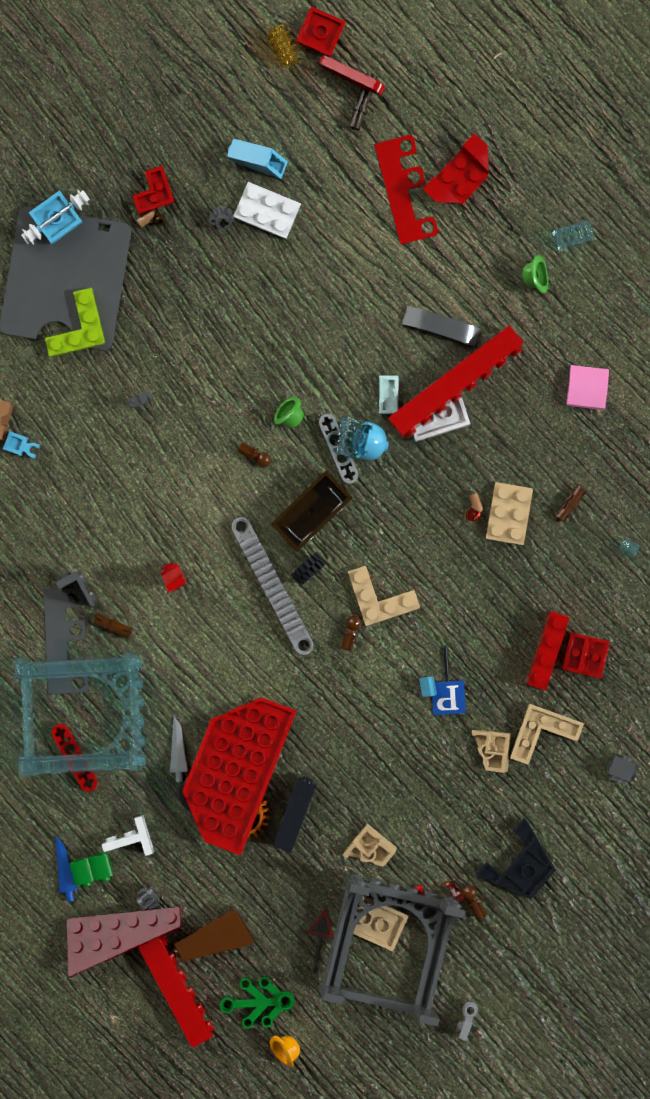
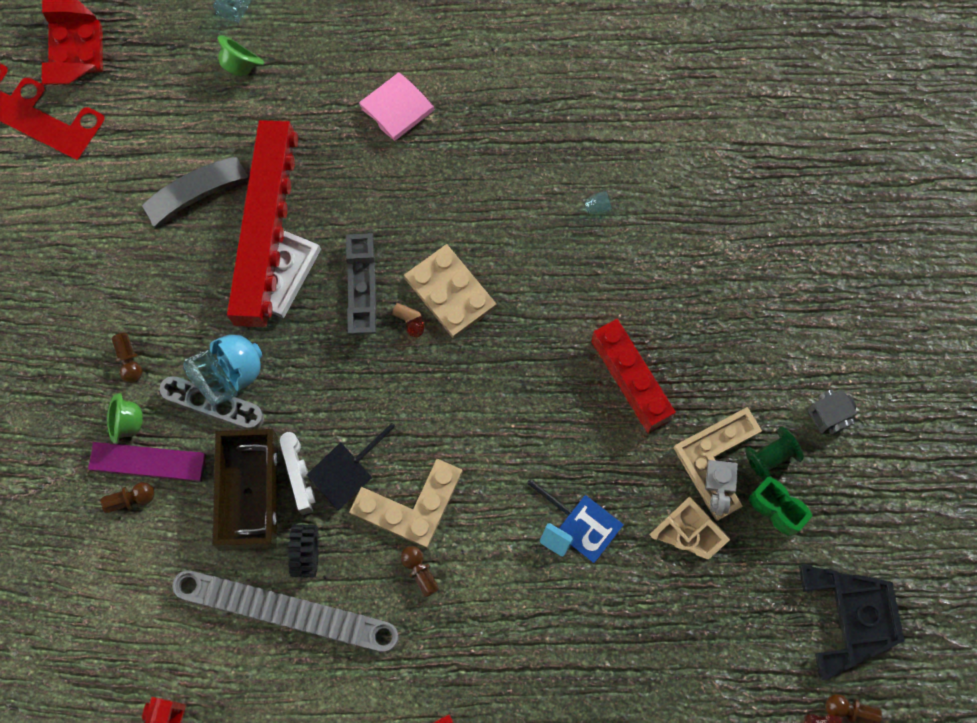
camera: 50 degrees left, 15 degrees down
(280, 446) = (147, 462): none -> magenta tile
(317, 389) = (130, 370): none -> reddish brown axle
(343, 527) = (297, 471): none -> white plate
(362, 549) = (341, 474): none -> black piece
(388, 394) = (206, 300): light aqua plate -> none
(469, 465) = (361, 284): none -> dark grey slope
(532, 741) = (721, 478): none -> light grey plate
(543, 790) = (785, 512): none -> green brick
(570, 503) = (498, 221): reddish brown pin -> none
(570, 758) = (774, 453): none -> dark green hose
(586, 655) = (673, 343): red slope -> none

